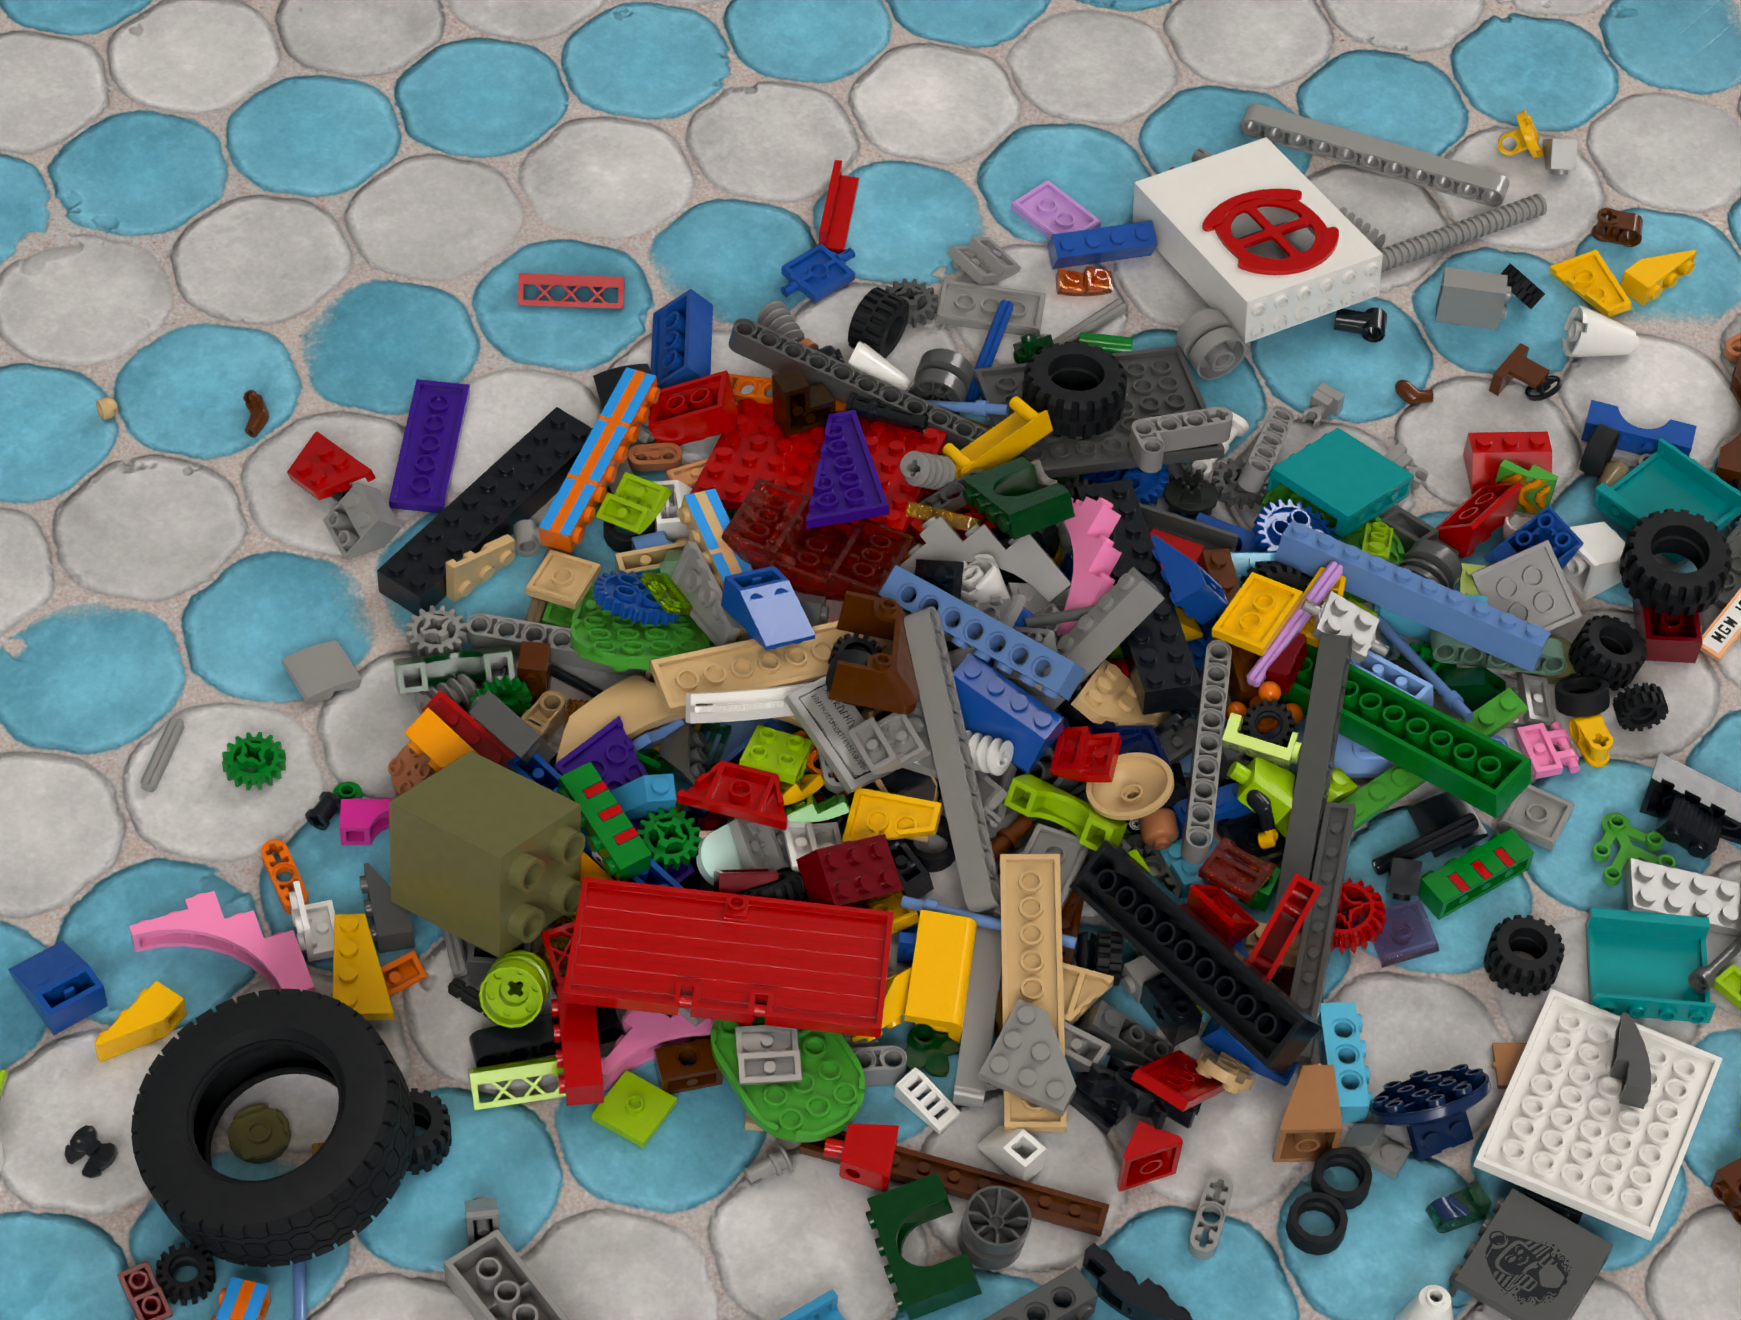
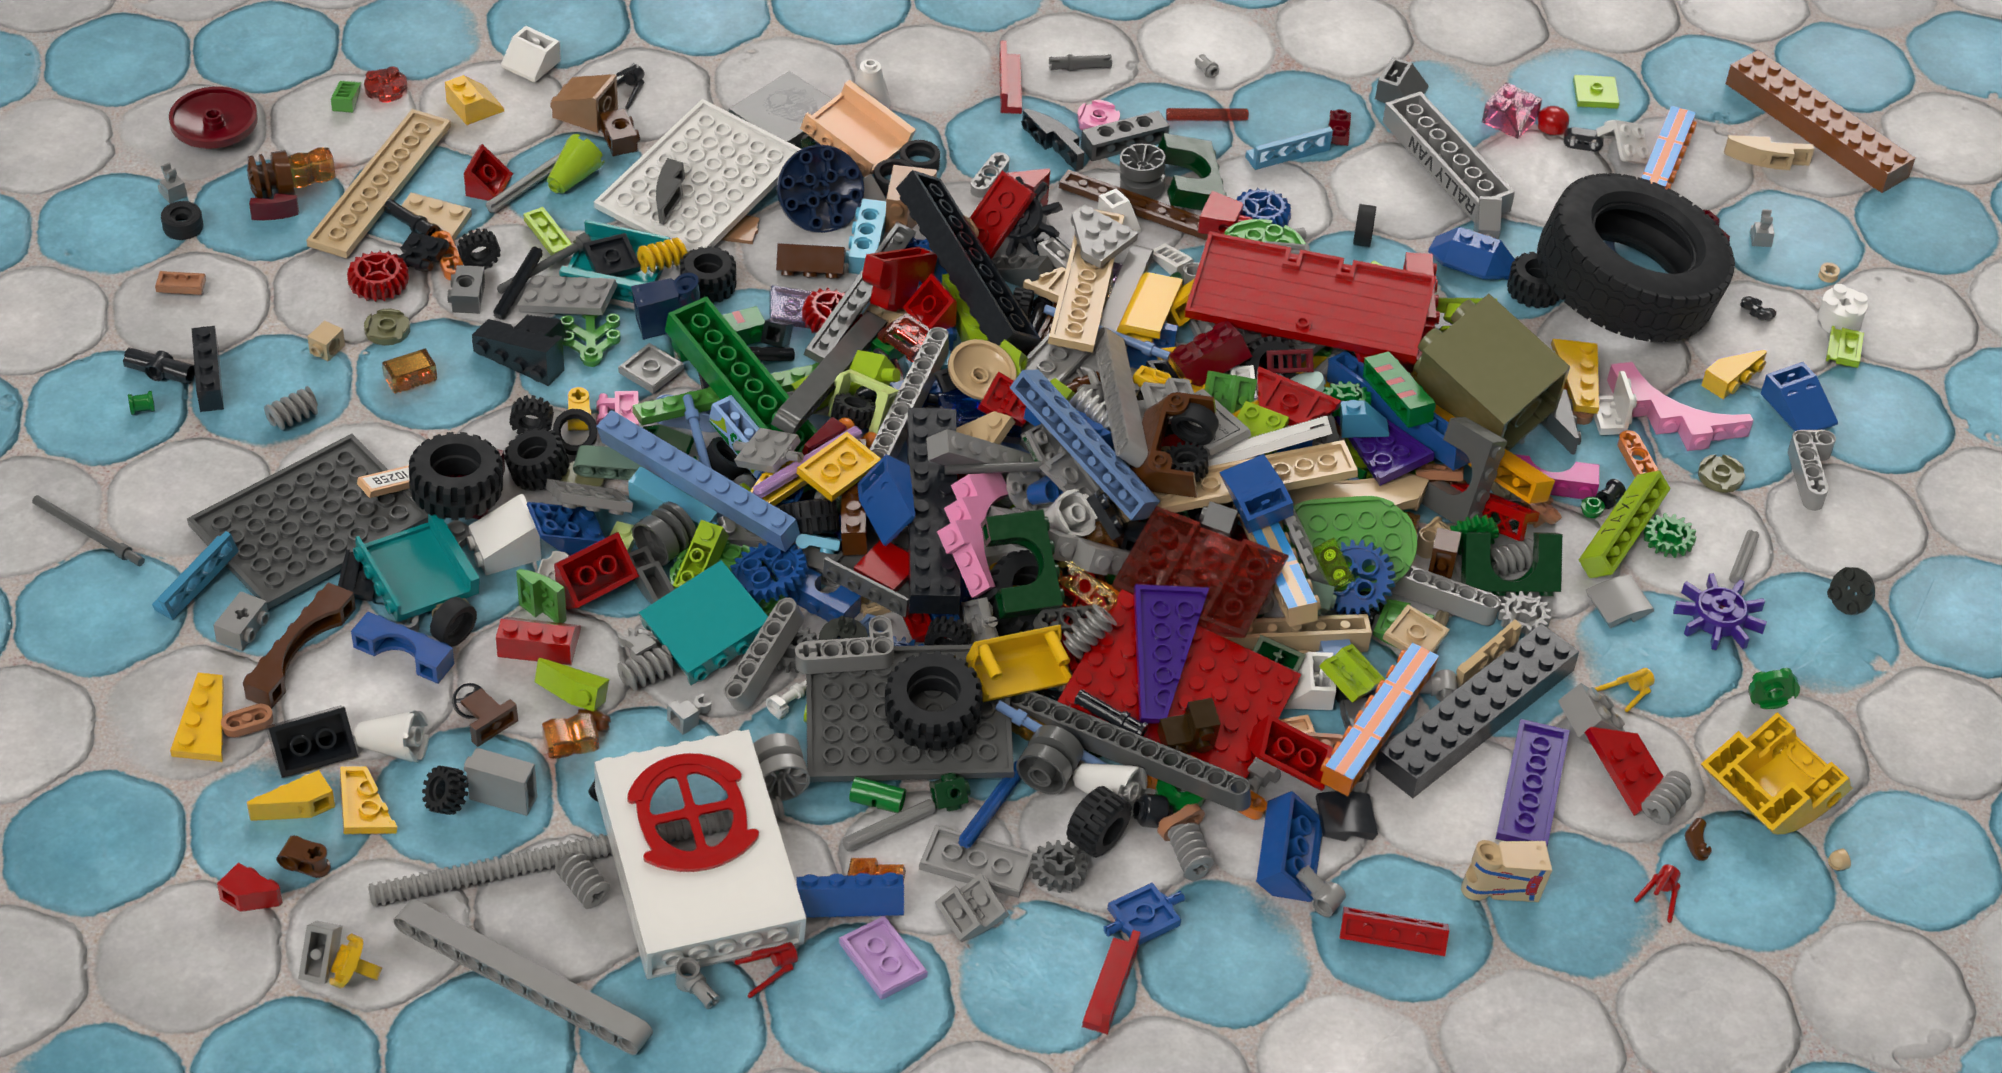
camera: 170 degrees left, 5 degrees down
(35, 703) = (1845, 598): none -> pearl dark grey plate
(52, 913) = (1805, 455): none -> light grey beam
(65, 1292) = (1763, 231): none -> light grey piece
(143, 572) = (1781, 680): none -> green plate
(165, 470) = (1777, 776): none -> yellow slope
(176, 873) = (1721, 473): none -> olive tile
(202, 668) = (1720, 612): none -> dark purple gear
(287, 439) = (1667, 797): none -> light grey piece
(292, 363) = (1665, 881): none -> red plant
(305, 573) = (1638, 681): none -> yellow plant
(310, 759) = (1624, 524): none -> lime brick
(462, 330) = (1507, 871): none -> tan piece
(505, 1169) = (1472, 253): none -> blue wedge
(645, 304) = (1326, 895): none -> light grey pin
(661, 1181) = (1364, 225): none -> black tyre
(800, 1187) = (1266, 205): none -> blue gear
(1387, 433) = (646, 667): none -> light grey piece
(1405, 1013) = (810, 260): none -> reddish brown slope
(1419, 1228) = (859, 128): none -> light nougat panel
(1429, 366) = (570, 735): none -> clear orange brick
(1443, 408) = (572, 684): none -> lime slope
(1554, 880) = (658, 298): none -> dark blue piece
(1590, 965) = (661, 254): none -> yellow piece
(1650, 193) = (248, 890): none -> red slope
(1656, 962) = (612, 256): none -> black plate
(1678, 331) = (311, 741): none -> black slope

